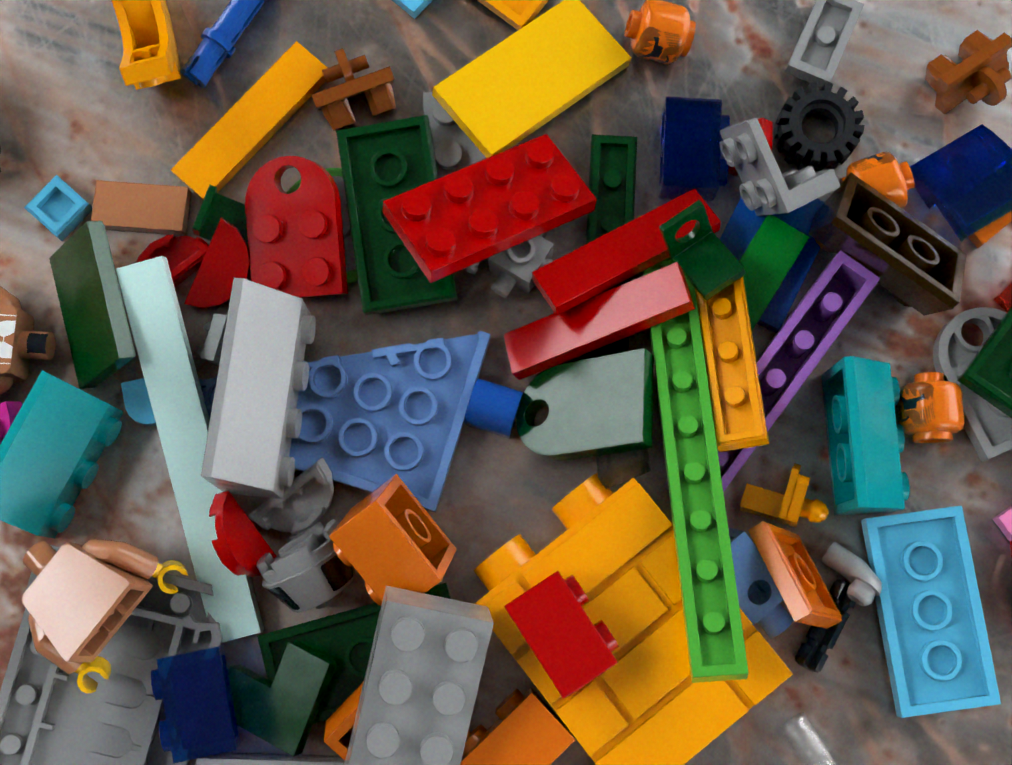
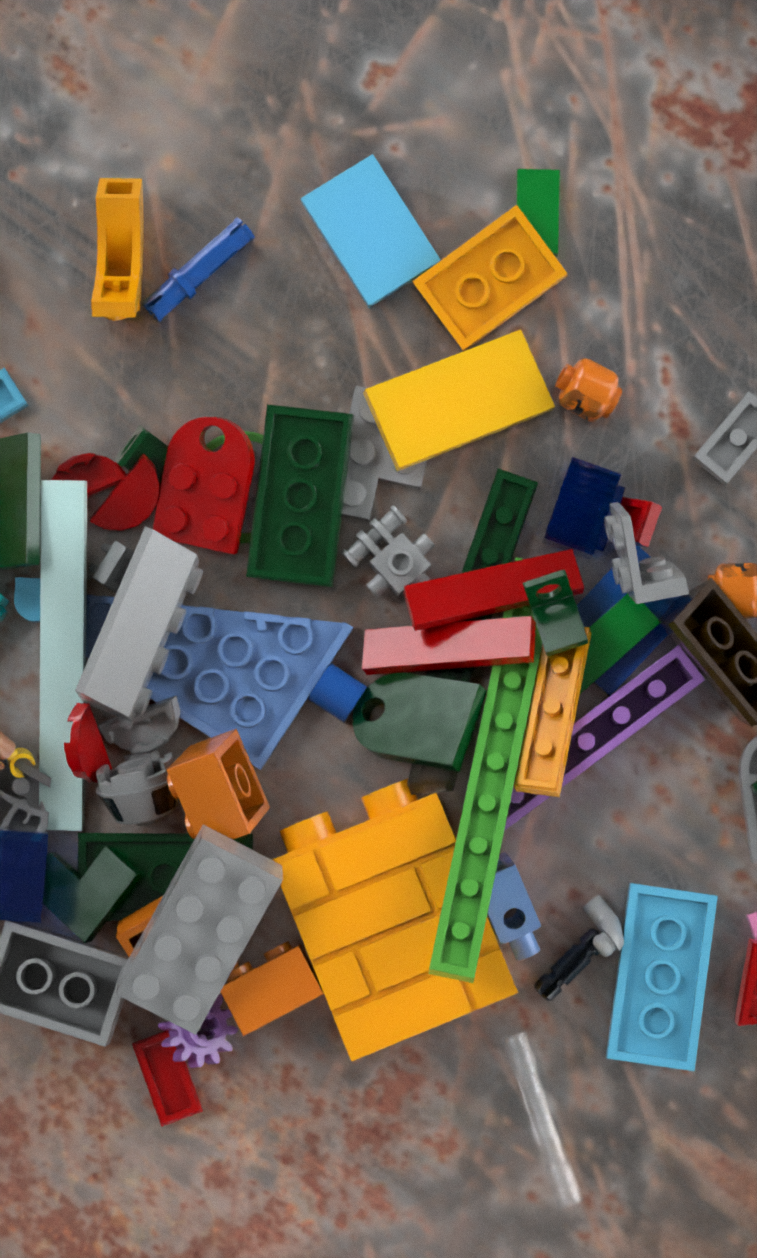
camera: 10 degrees right, 5 degrees up
(142, 207) = (72, 419): nougat tile -> none
(251, 121) = (193, 366): light orange tile -> none
(335, 99) = (274, 369): dark orange hips -> none
(488, 207) = (383, 516): red plate -> none
(562, 633) = (336, 905): red brick -> none
(785, 507) = (568, 853): light orange piece -> none
(795, 576) = (550, 914): orange tile -> none
(833, 107) = (704, 495): black tyre -> none
(864, 437) = (653, 814): teal slope -> none
(931, 408) = (719, 804): orange head -> none

